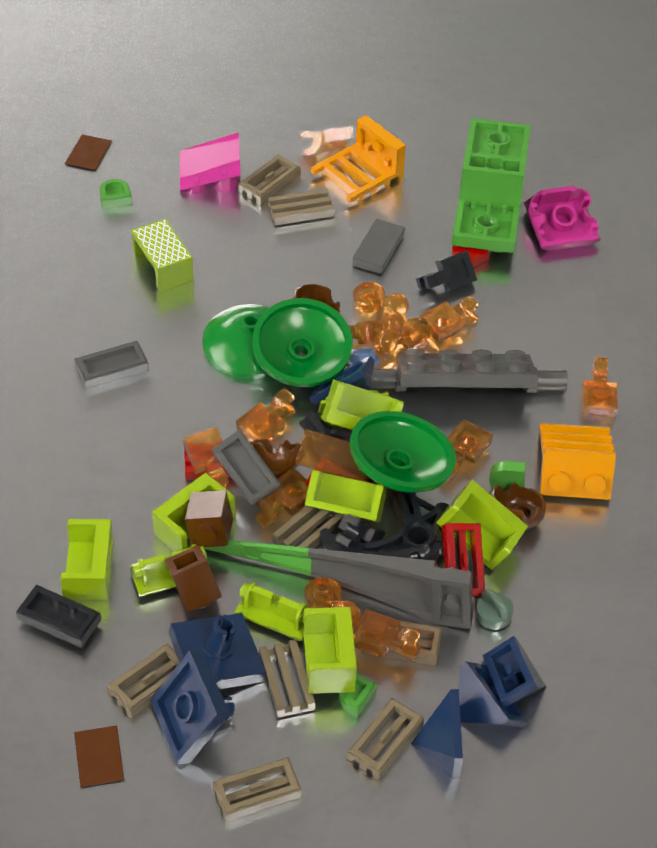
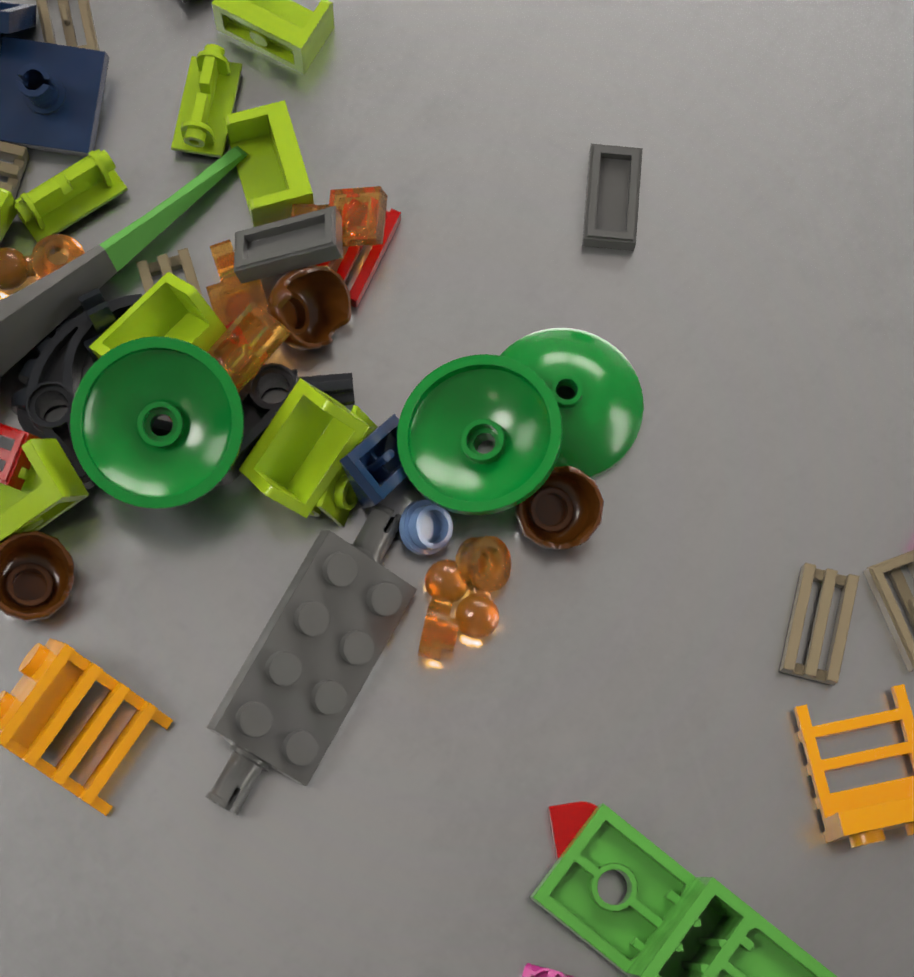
camera: 115 degrees right, 25 degrees up
(165, 253) = (795, 351): lime panel -> none
(193, 578) = (157, 105): reddish brown brick -> none
(209, 518) = (233, 162): reddish brown brick -> none
(264, 421) = (392, 338): clear orange plate -> none
(371, 297) = (517, 639): clear orange plate -> none
(378, 246) = (667, 696): dark grey tile -> none
(448, 320) = (441, 697): clear orange plate -> none
(452, 273) = (538, 766): black plate -> none
(469, 443) = (187, 581): clear orange plate -> none
(506, 473) = (93, 602): bright green tile -> none
(598, 395) = (171, 843): clear orange plate -> none

